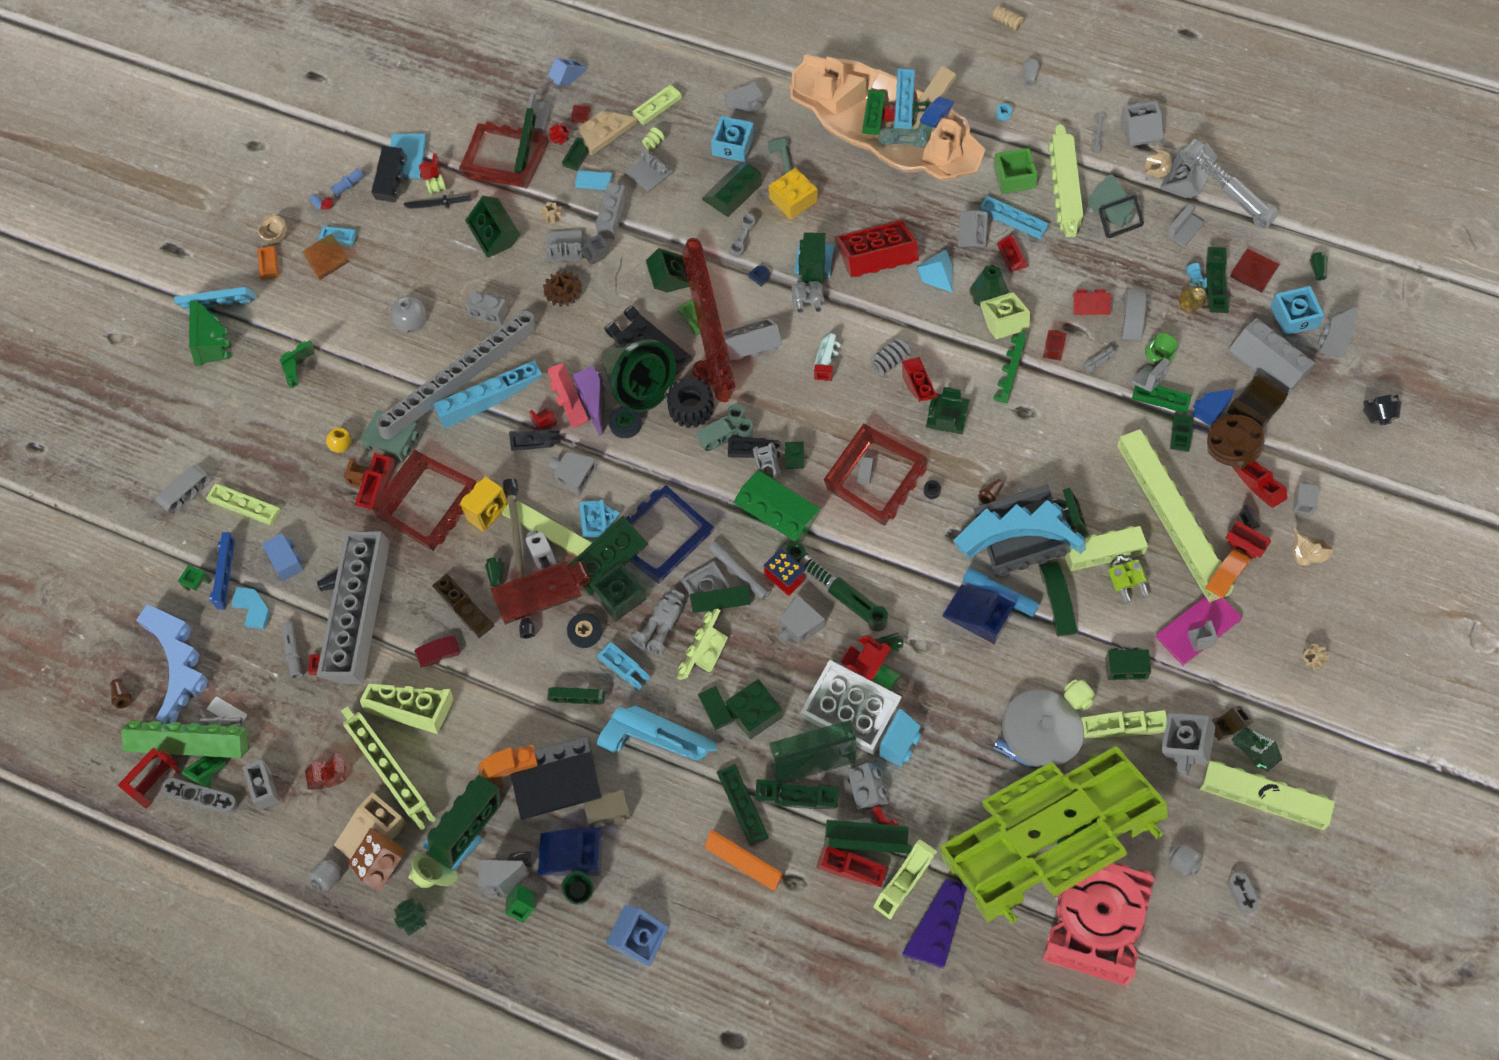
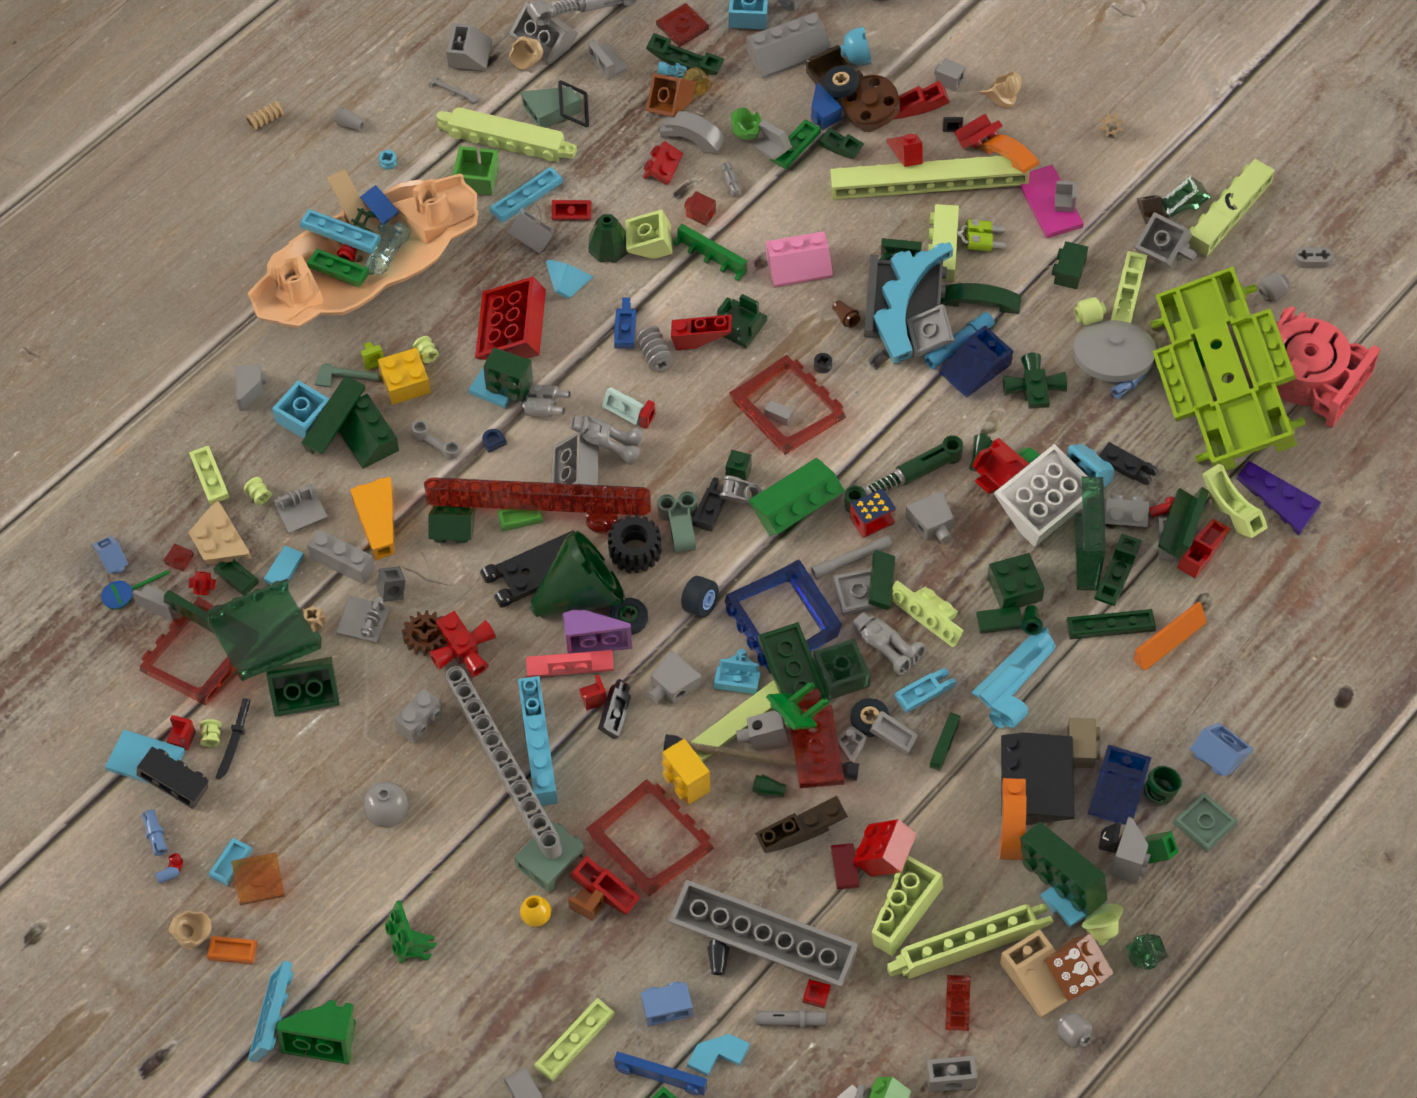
camera: 75 degrees left, 5 degrees down
(451, 672) = (884, 848): none -> red brick
(522, 181) = (262, 630): none -> clear green panel
(542, 91) = (119, 593): none -> blue piece
(552, 559) = (793, 715): none -> green plate
(554, 622) = (852, 742): none -> light grey piece
(556, 313) = (462, 644): none -> red brick
(560, 939) = (1205, 822): none -> sand green tile
(571, 652) = (893, 732): none -> light grey tile
(655, 465) = (700, 596): none -> black wheel
(657, 221) = (376, 513): none -> light orange slope
(719, 733) = (1031, 621): none -> dark green cone
(733, 157) = (333, 415): none -> dark green panel
(781, 337) = (599, 433): none -> light grey piece
(805, 165) = (371, 355): none -> lime tile
(826, 199) = (426, 349): none -> yellowish green bush
(909, 328) = (625, 325): none -> blue hinge
(922, 772) = (1128, 464): none -> black hinge
(975, 667) = (1034, 382): none -> dark green brick
(993, 561) = (930, 330): none -> light grey tile
(1033, 436) = (799, 259): none -> bright pink slope
(1165, 281) = (669, 94): none -> dark orange slope
(1191, 483) = (907, 149): none -> red slope
(1239, 414) = (847, 87): none -> black bush
(1294, 410) = (856, 47): none -> medium azure cylinder

